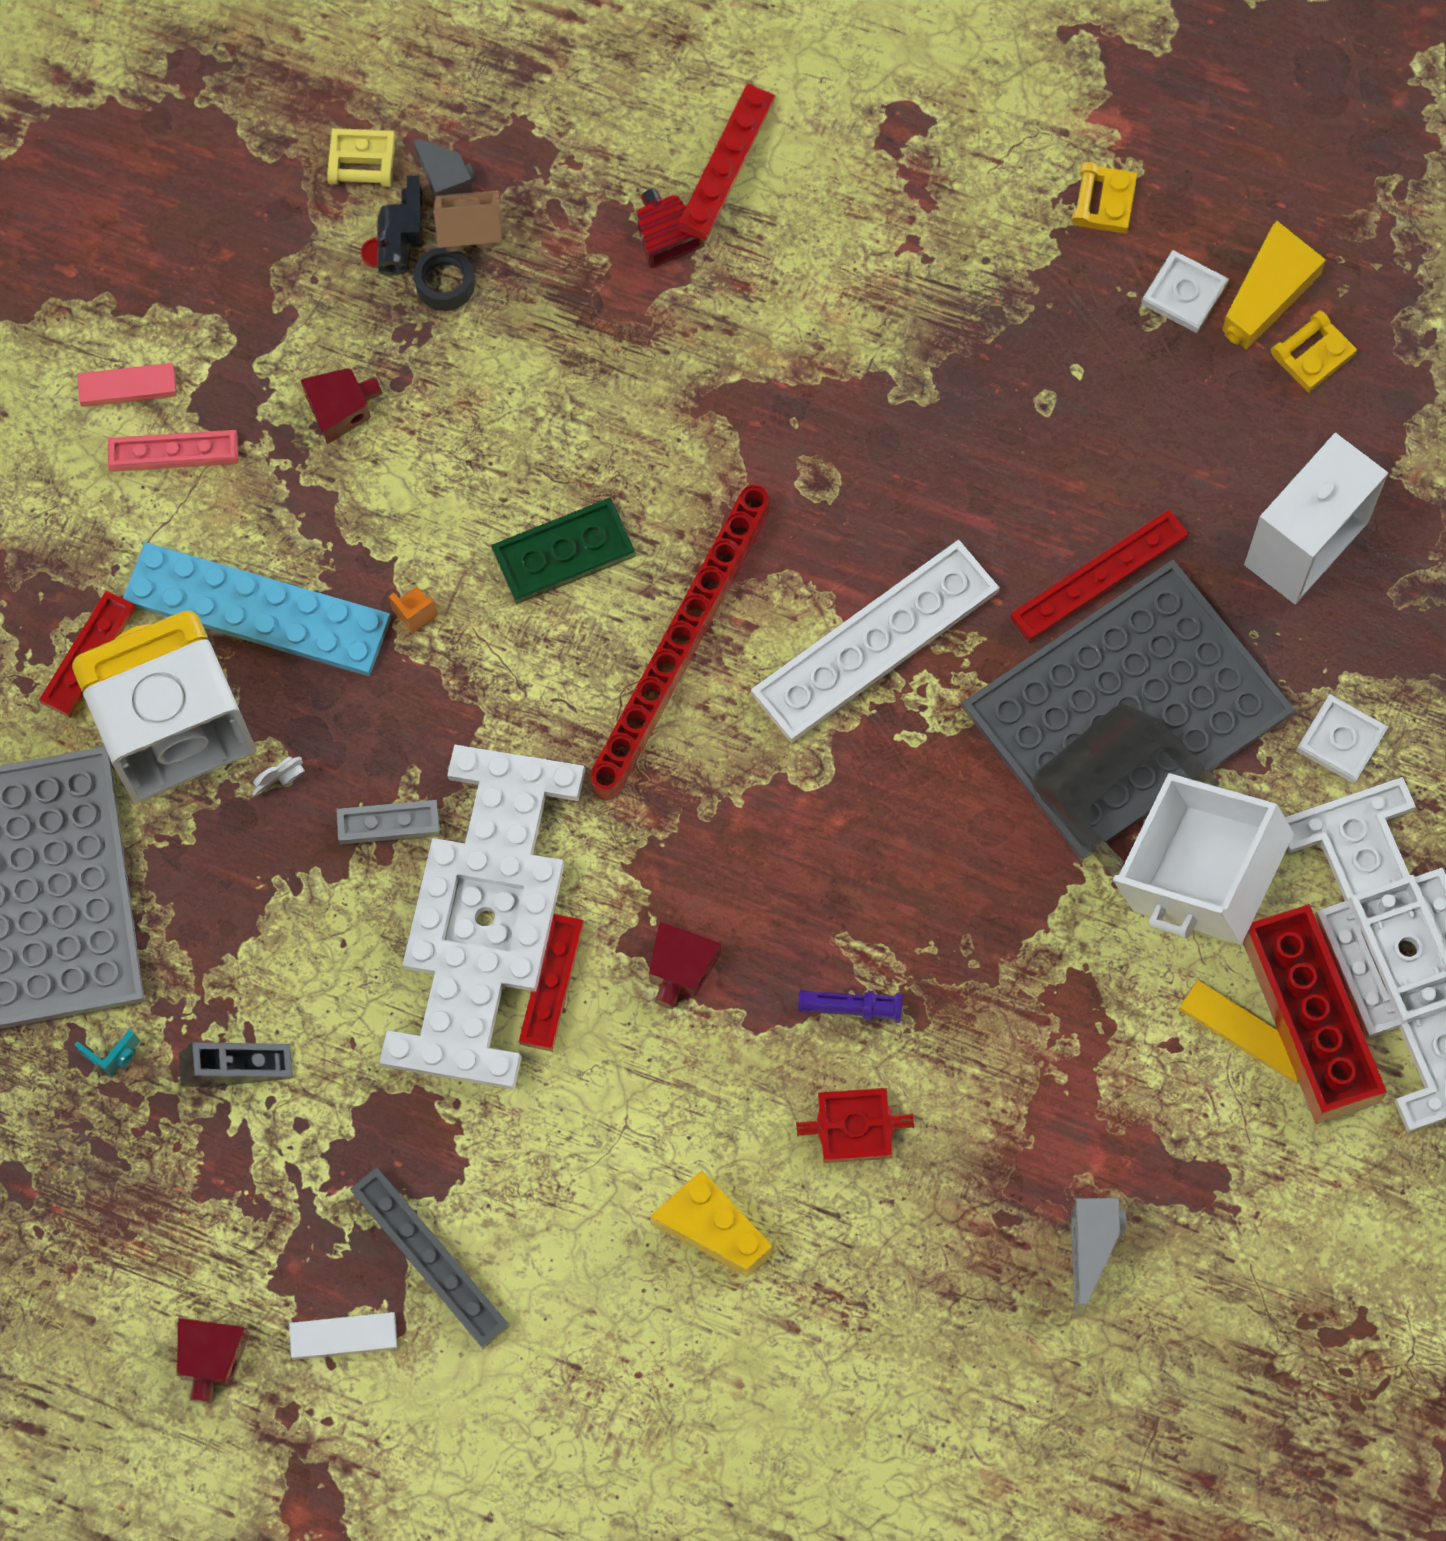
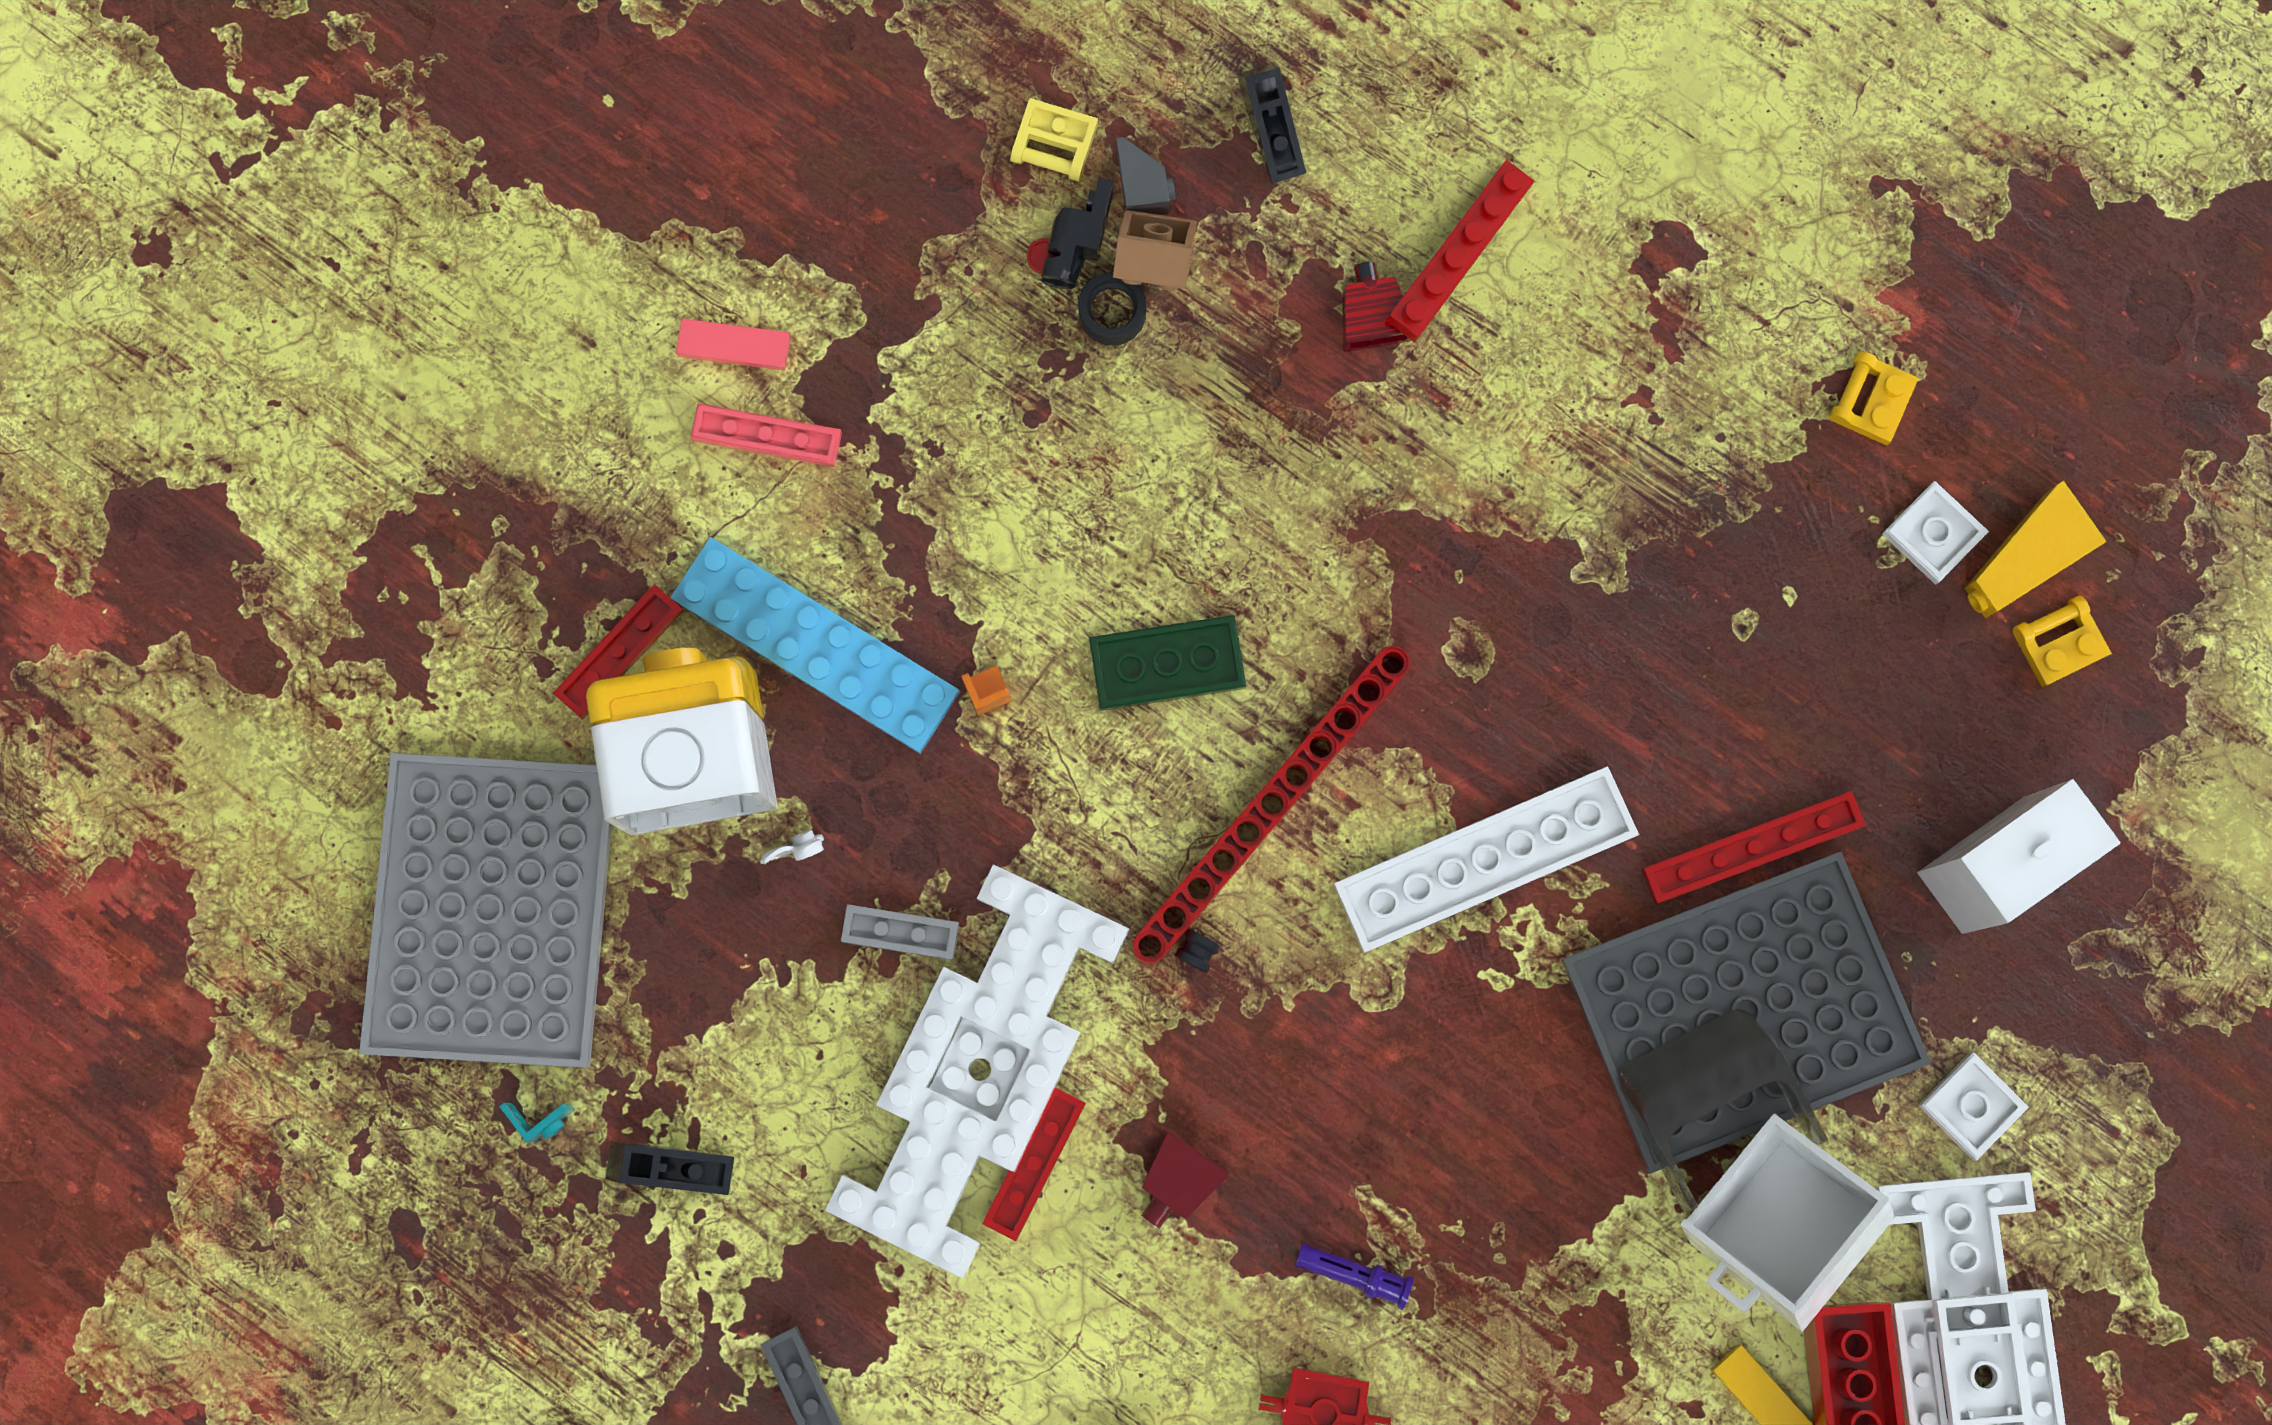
camera: 10 degrees right, 10 degrees up
(339, 401) = (962, 425): dark red torso -> none
(542, 100) = (1272, 122): none -> black slope
(648, 773) = (1197, 951): none -> black wheel

